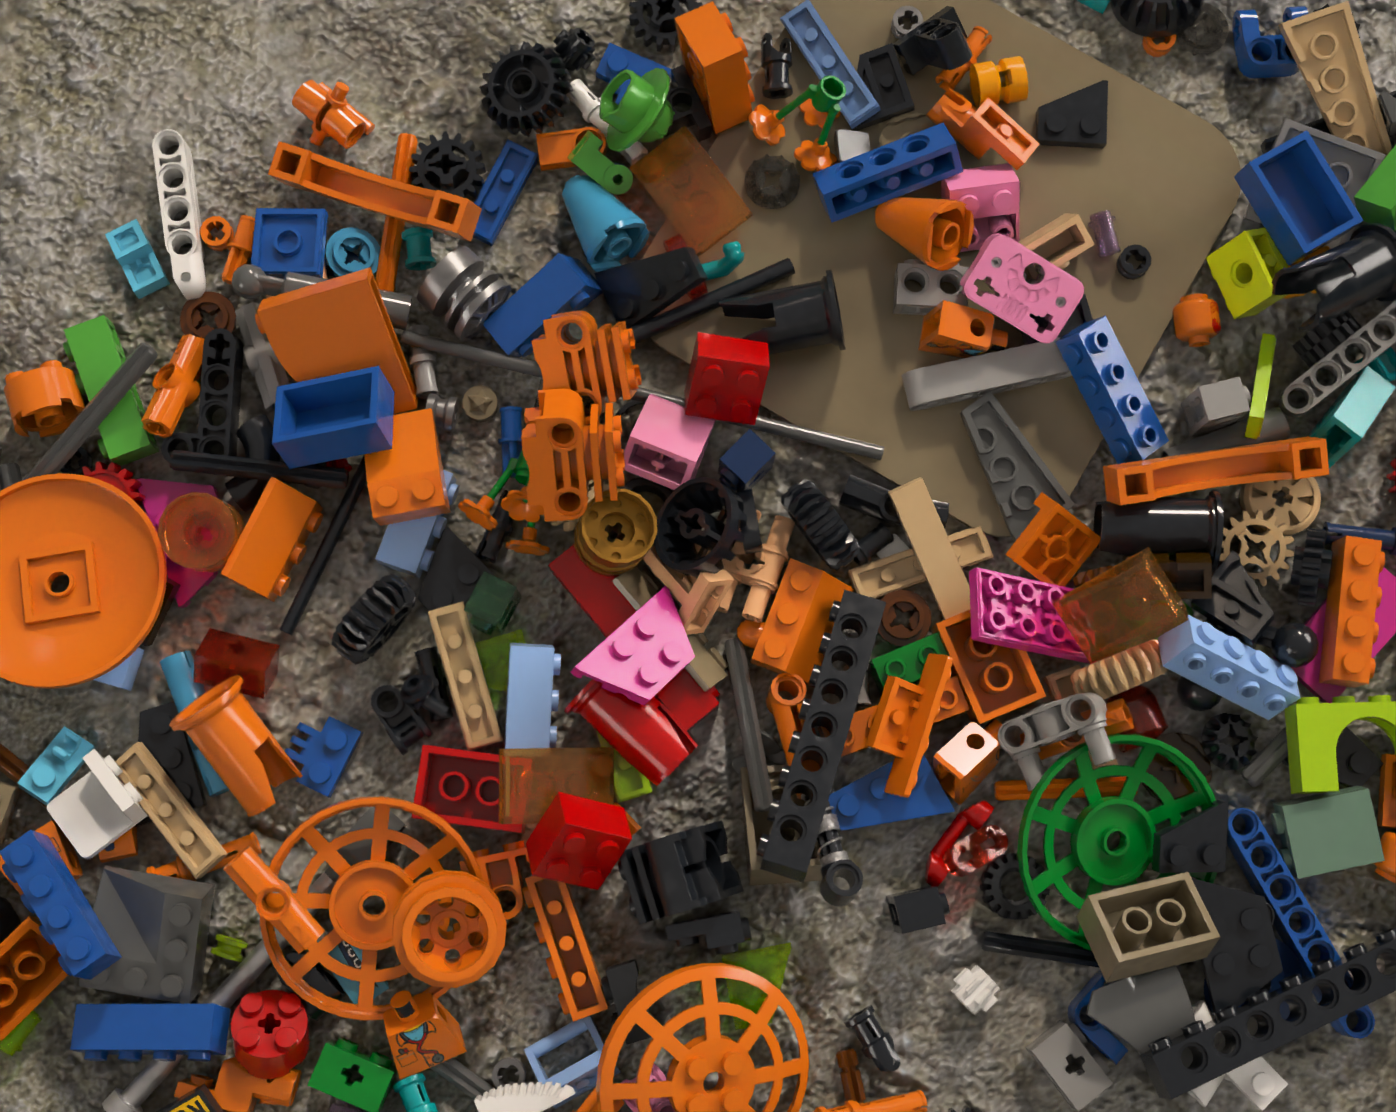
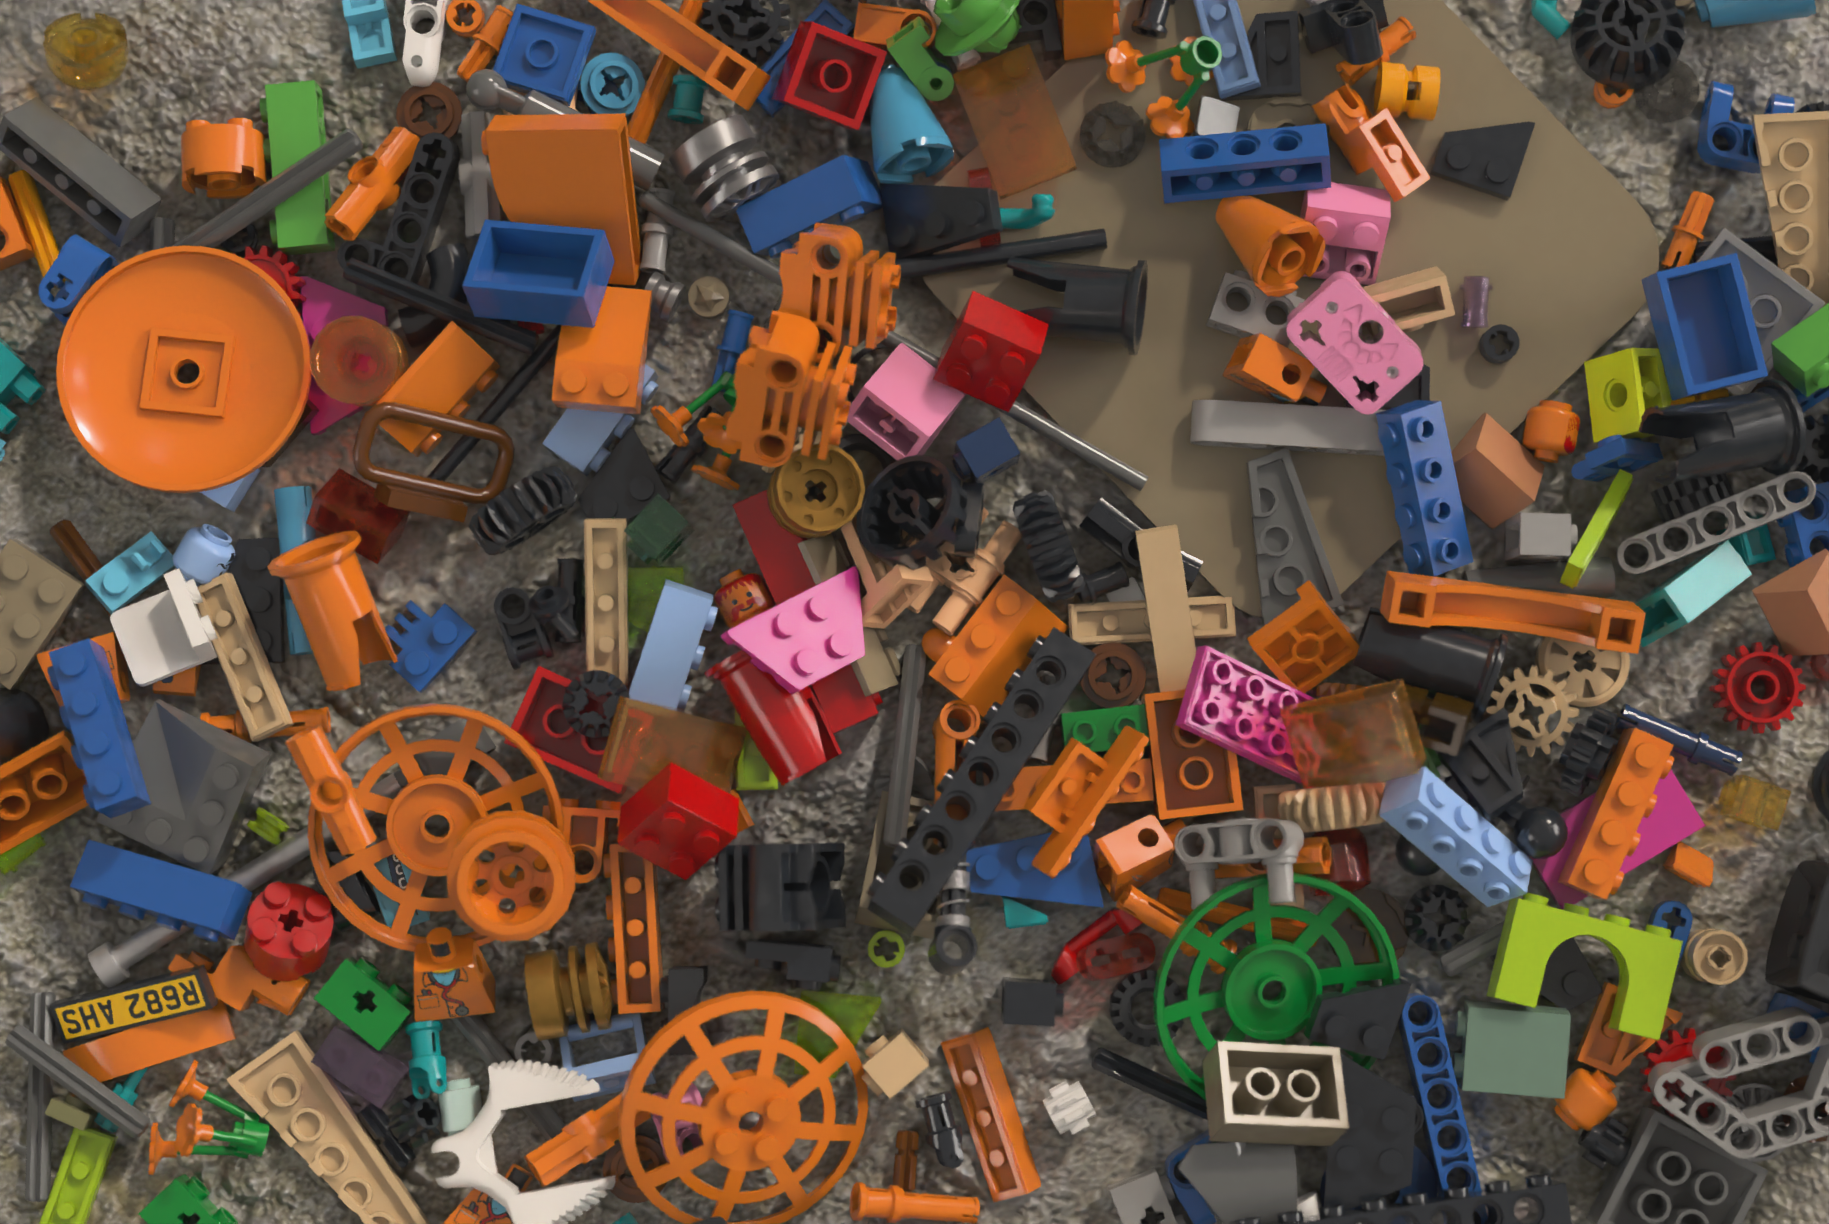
camera: 20 degrees right, 5 degrees up
(113, 732) = (204, 554): none -> light blue head
(284, 628) = (423, 493): none -> reddish brown bar
(462, 763) = (576, 699): none -> black gear
(524, 1014) = (567, 991): none -> pearl gold wheel
(529, 195) = (829, 75): none -> red brick
(577, 639) = (742, 597): none -> head
(780, 911) = (880, 960): none -> lime bush
(817, 996) = (892, 1063): none -> tan brick
(886, 839) = (1019, 915): none -> teal slope
(911, 1016) = (991, 1115): none -> orange slope
(1009, 809) = (1165, 921): none -> orange pin
(1163, 365) = (1495, 472): none -> nougat slope
(1255, 130) = (1688, 230): none -> orange axle
(1256, 321) = (1616, 454): none -> blue hinge

